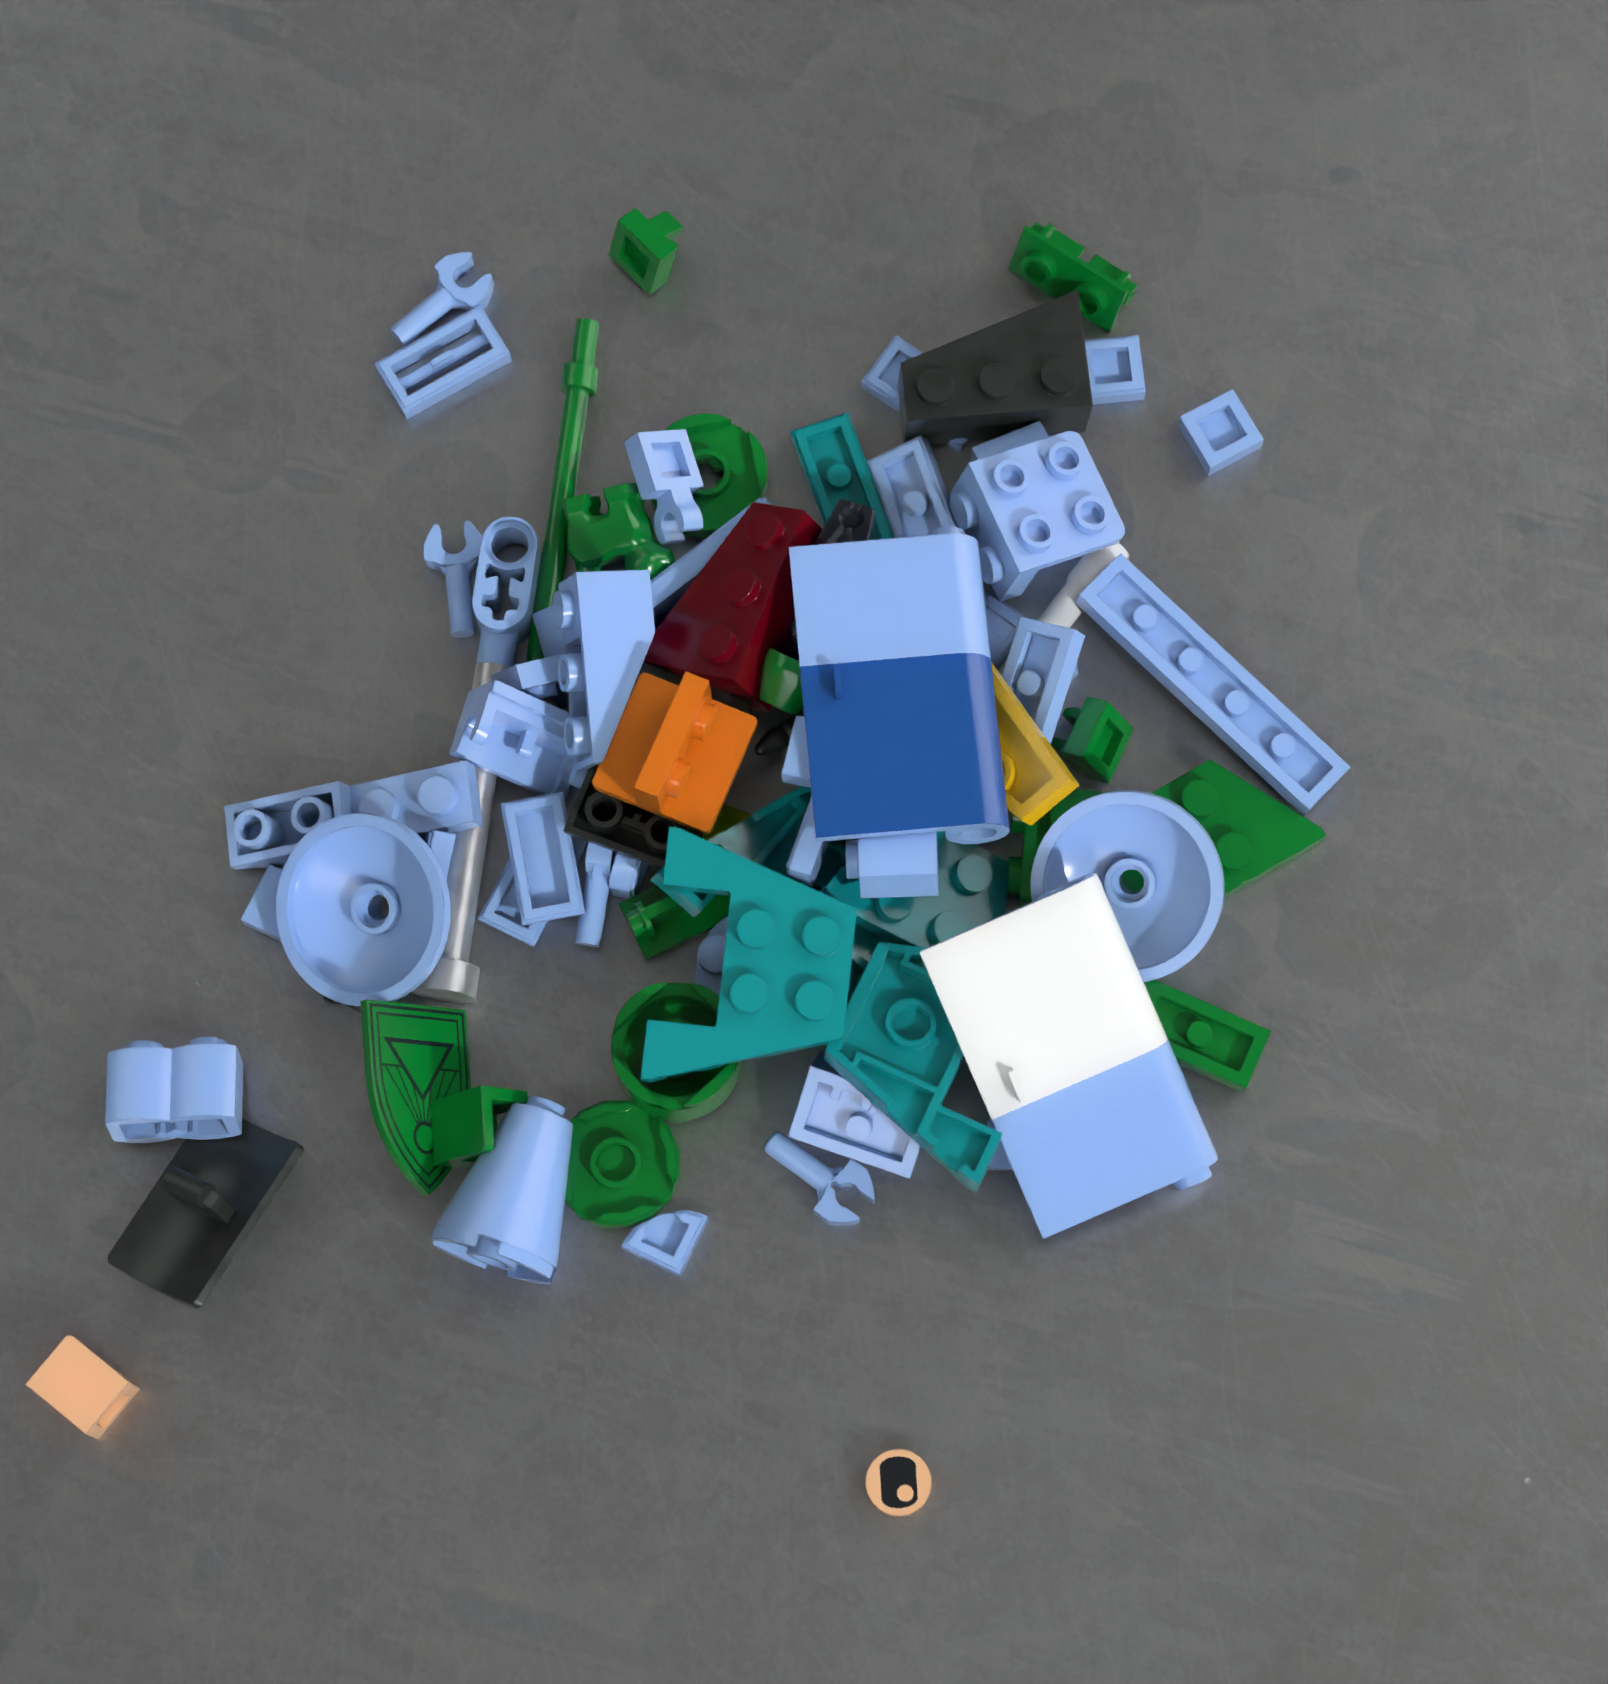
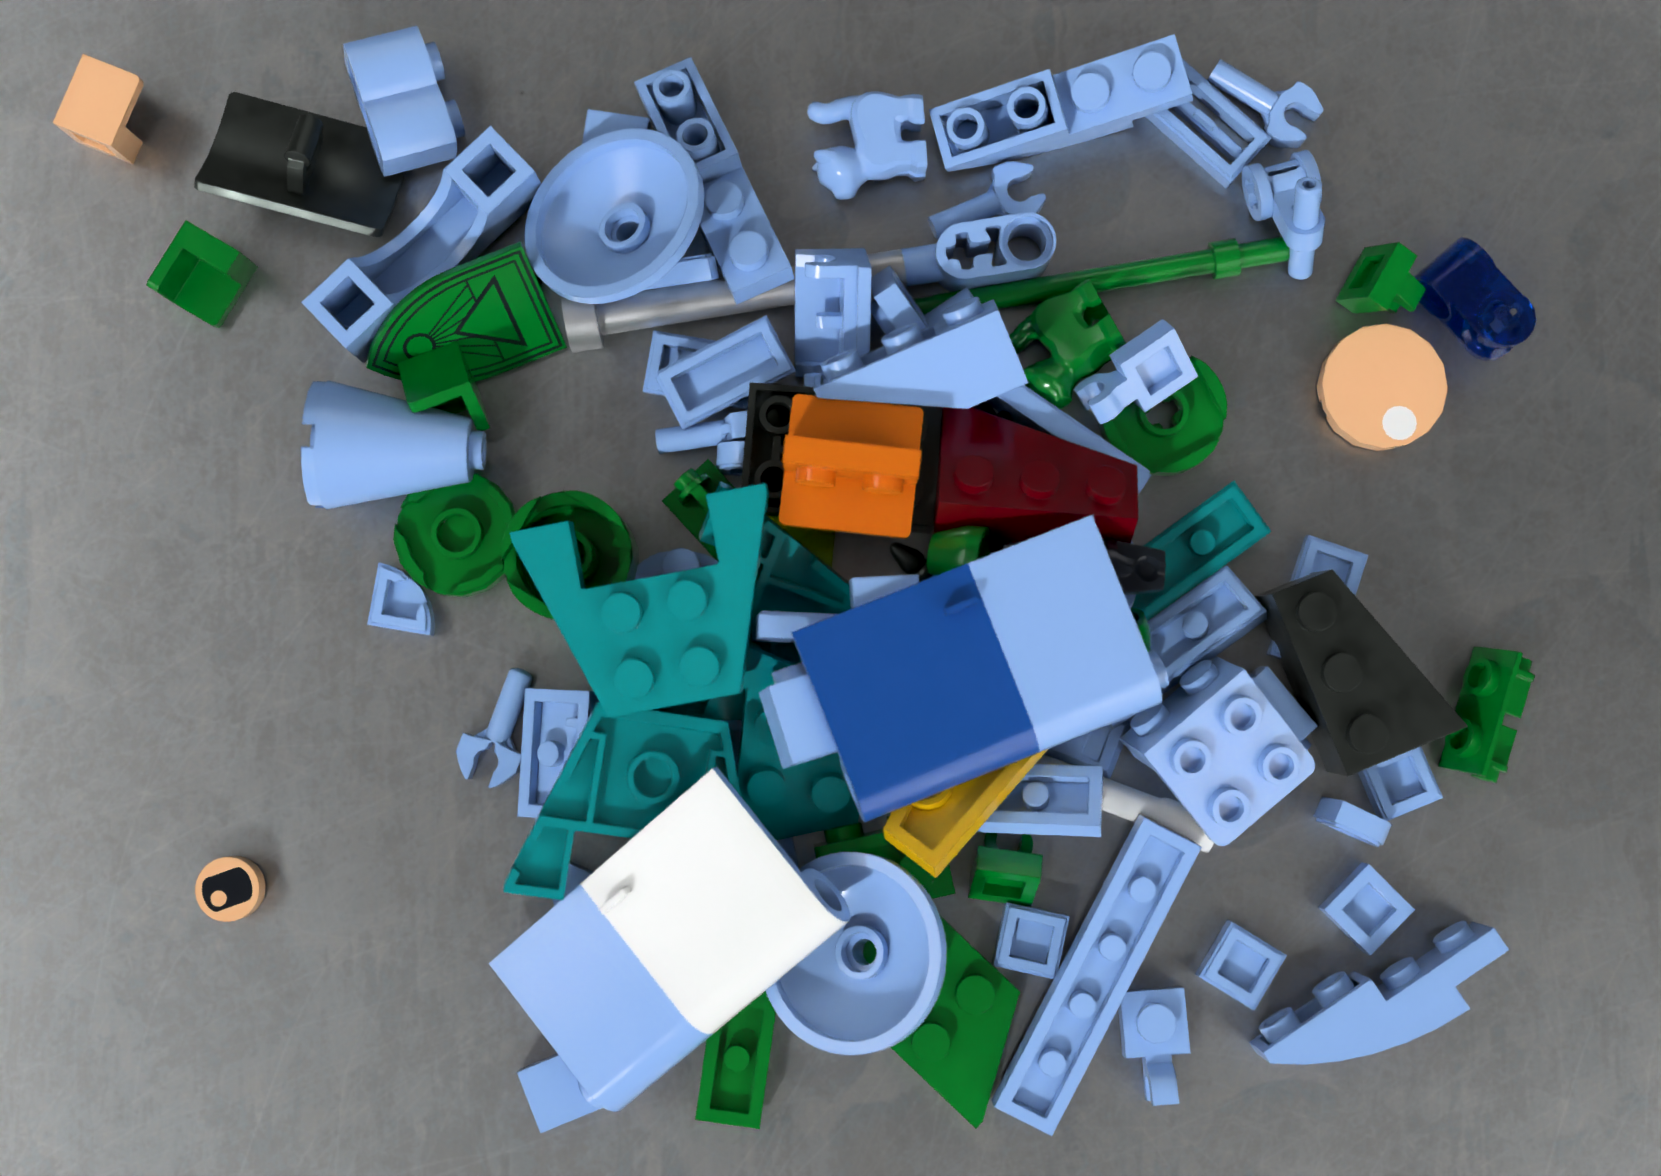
camera: 70 degrees right, 10 degrees up
(281, 1337) = (202, 274): none -> green panel
(328, 1104) = (471, 208): none -> light blue arch
(364, 658) = (876, 131): none -> light blue animal
(388, 480) = (1062, 108): none -> light blue slope
(547, 299) = (1292, 197): none -> light blue piece
(687, 175) = (1467, 296): none -> clear blue piece
(744, 277) = (1382, 387): none -> light nougat tile
(1136, 419) = (1352, 821): none -> light blue tile
(1164, 738) = (1030, 940): none -> light blue tile
(1183, 1217) = (553, 1093): none -> light blue tile
(1241, 557) = (1240, 964): none -> light blue tile
(1277, 651) = (1155, 1028): none -> light blue plate
(1316, 461) = (1360, 1019): none -> light blue slope

